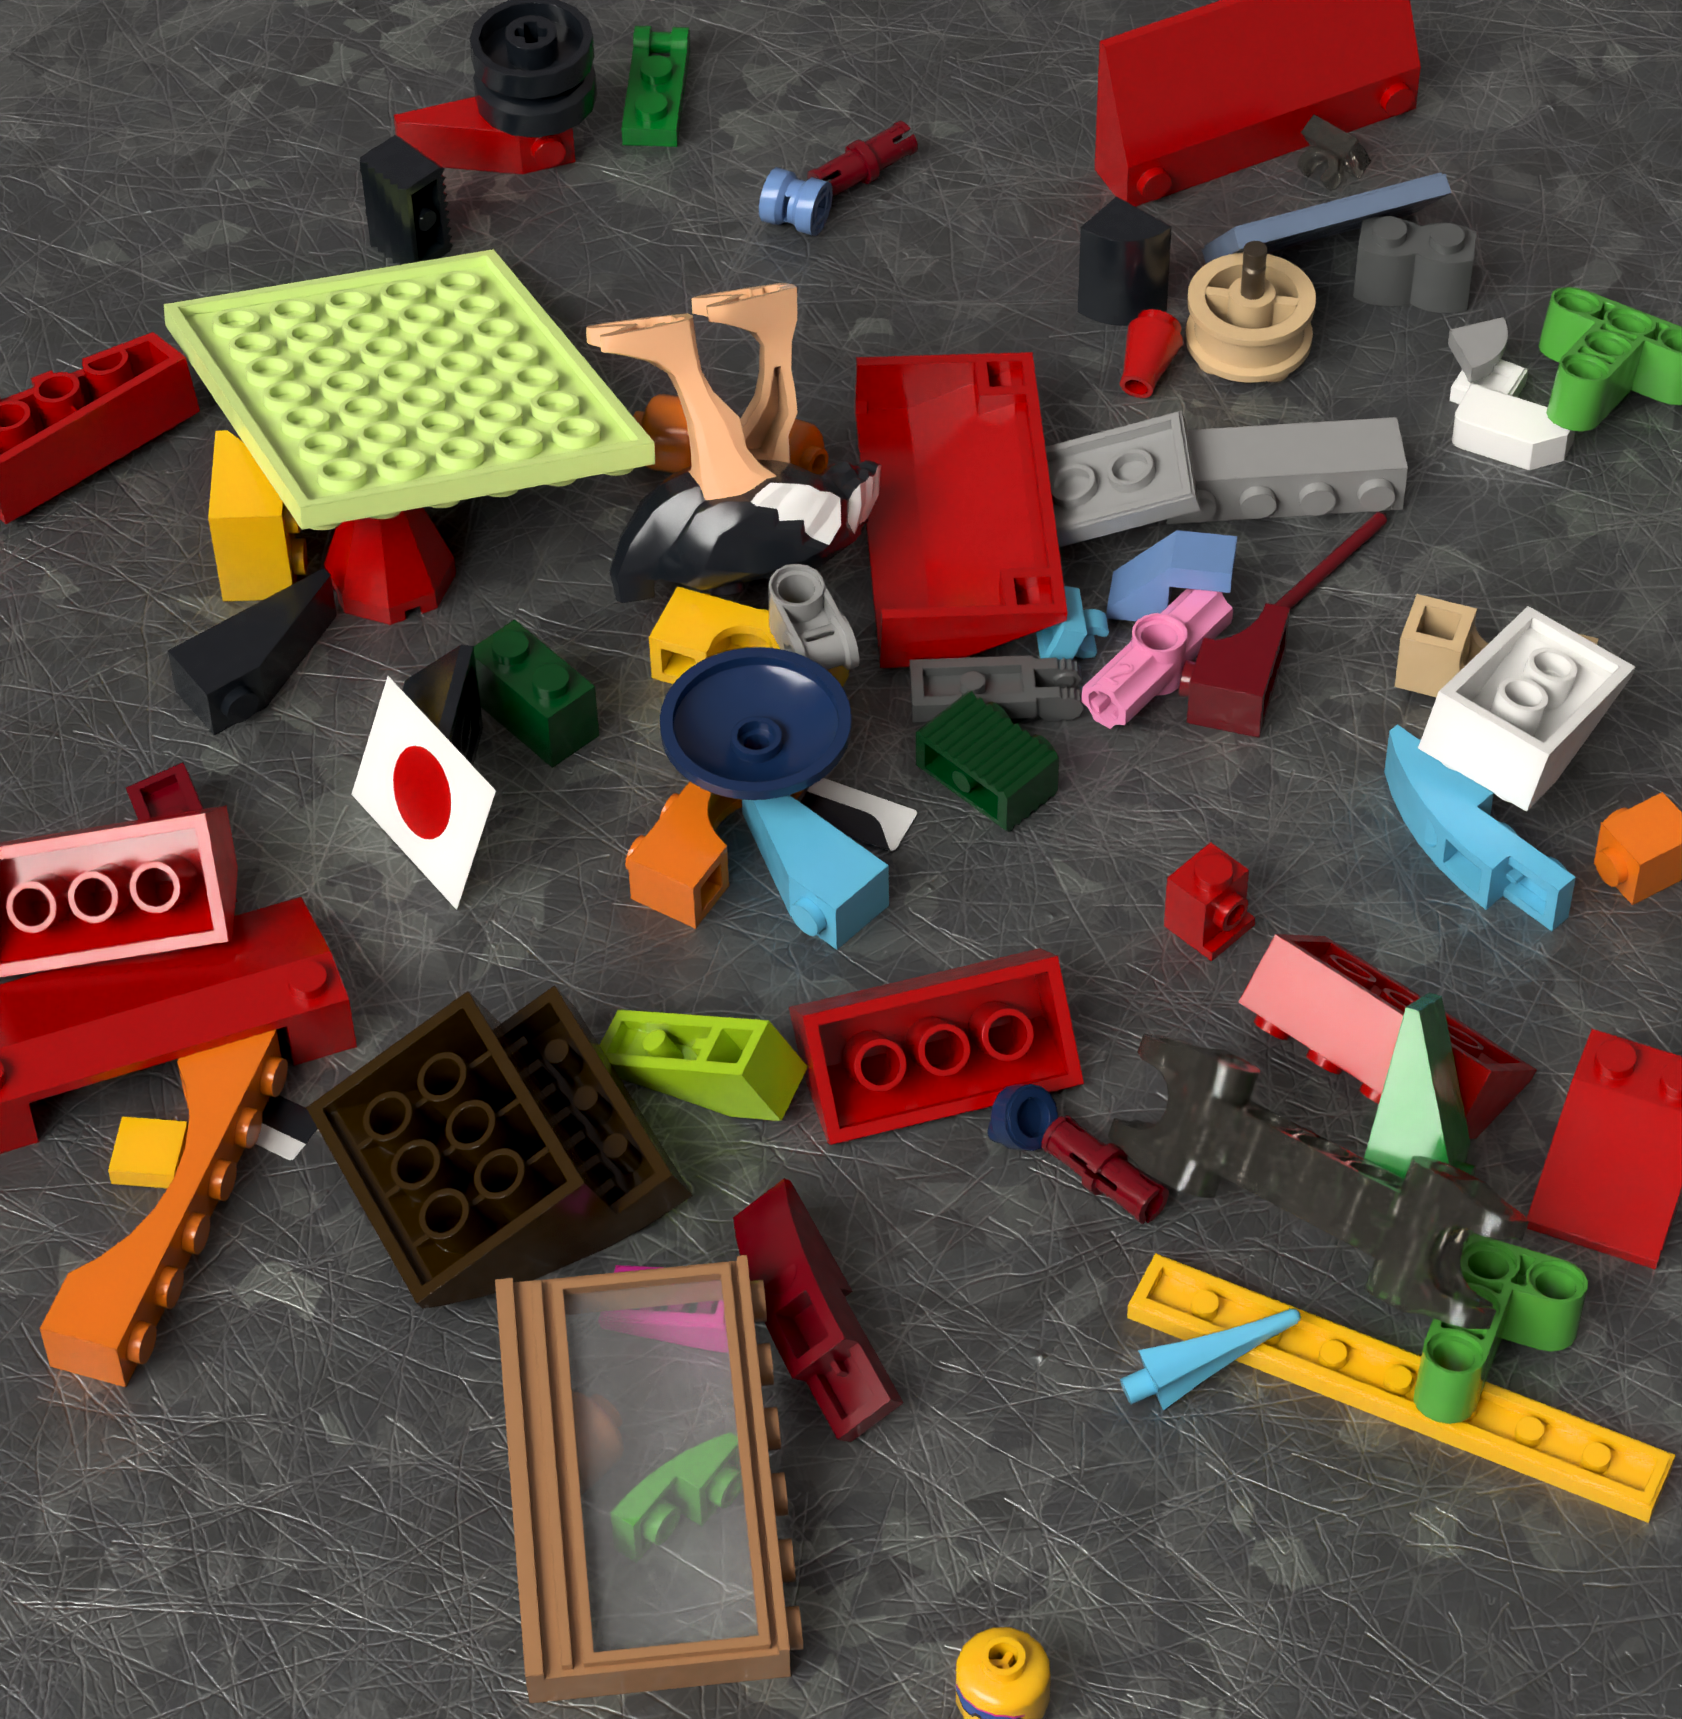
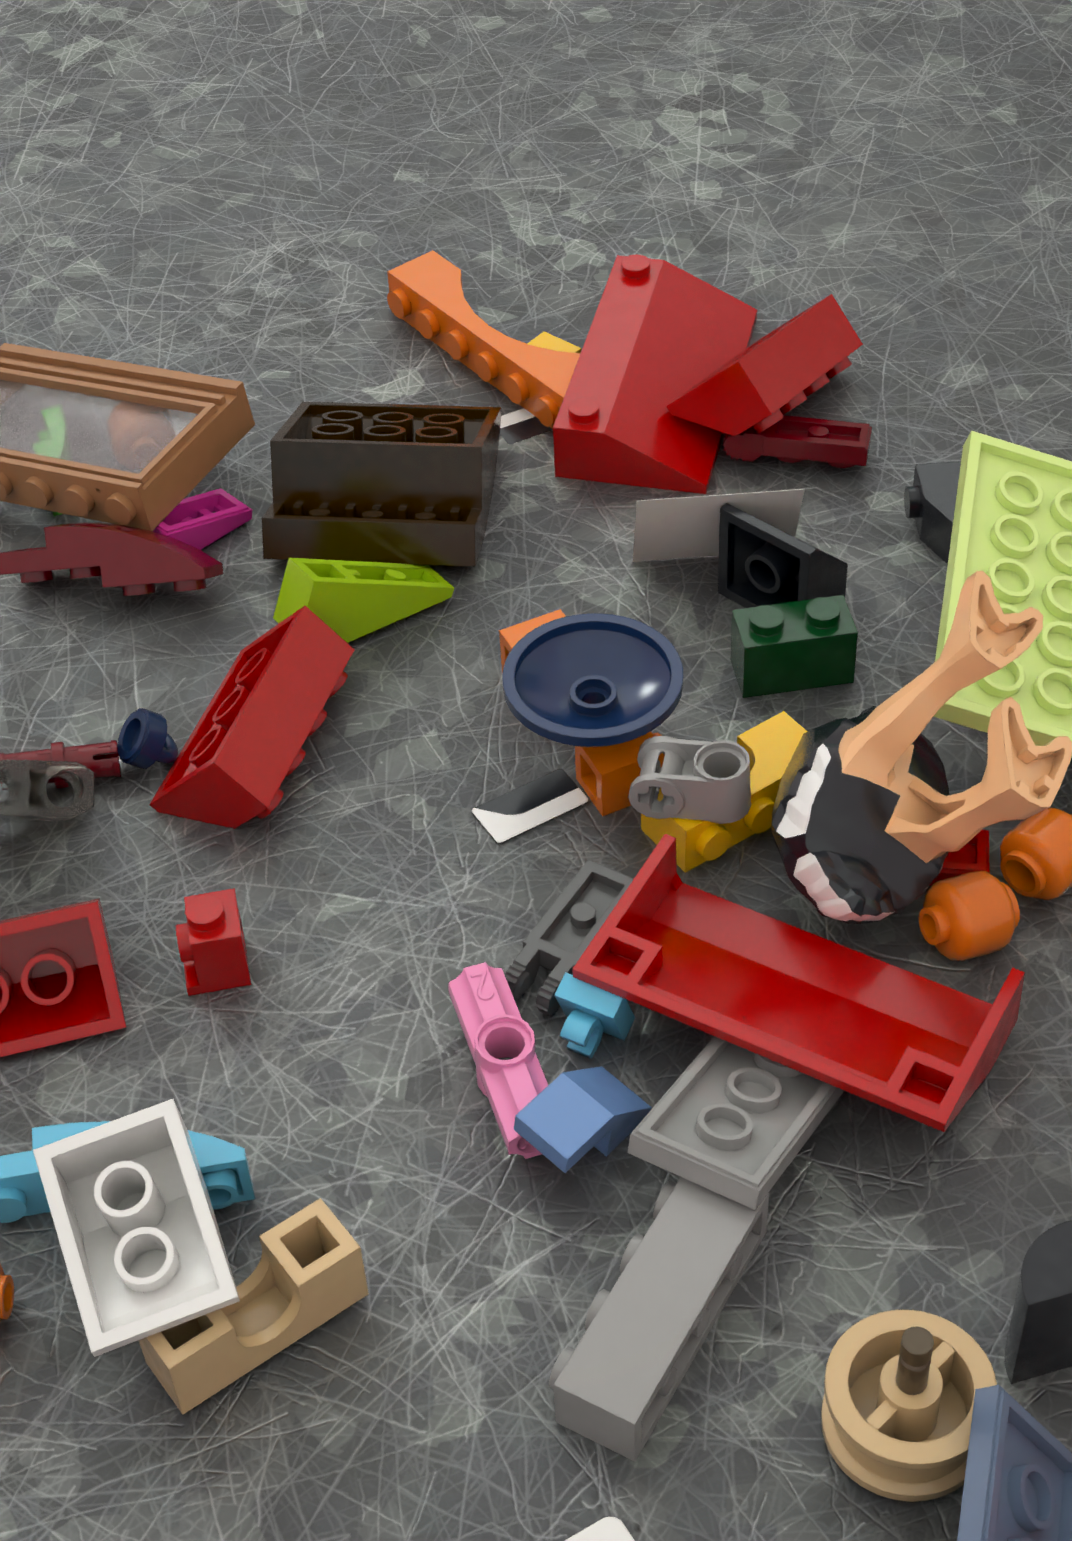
camera: 125 degrees right, 5 degrees down
(820, 872) = (471, 733): medium azure slope -> none
(988, 760) = (490, 882): dark green brick -> none
(1150, 348) = (929, 1288): red cone -> none
(1237, 675) = (425, 1105): dark red arch -> none
(1333, 561) = (523, 1285): dark red axle -> none

